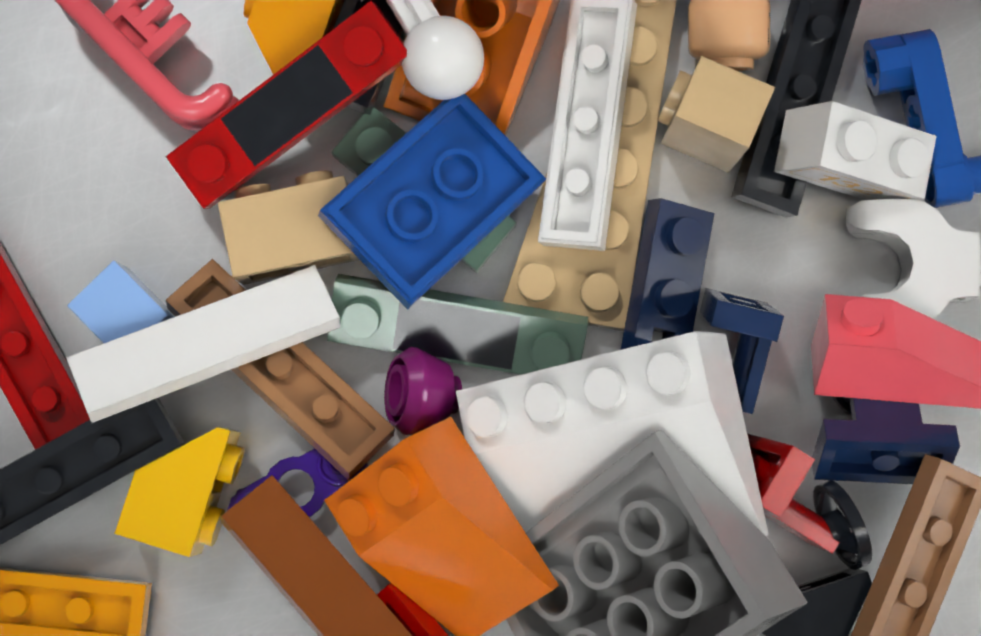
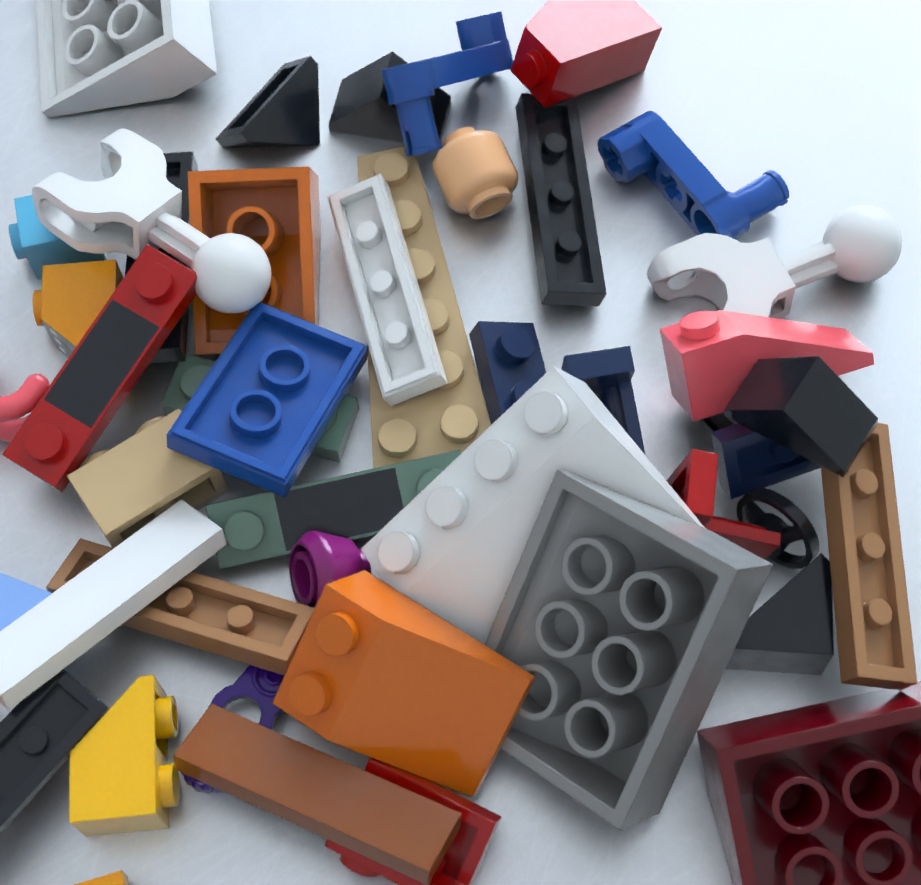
camera: 20 degrees left, 20 degrees down
(714, 113) = (491, 233): tan brick -> none
(854, 152) = (627, 216): white brick -> none
(913, 448) = (804, 410): none -> black slope

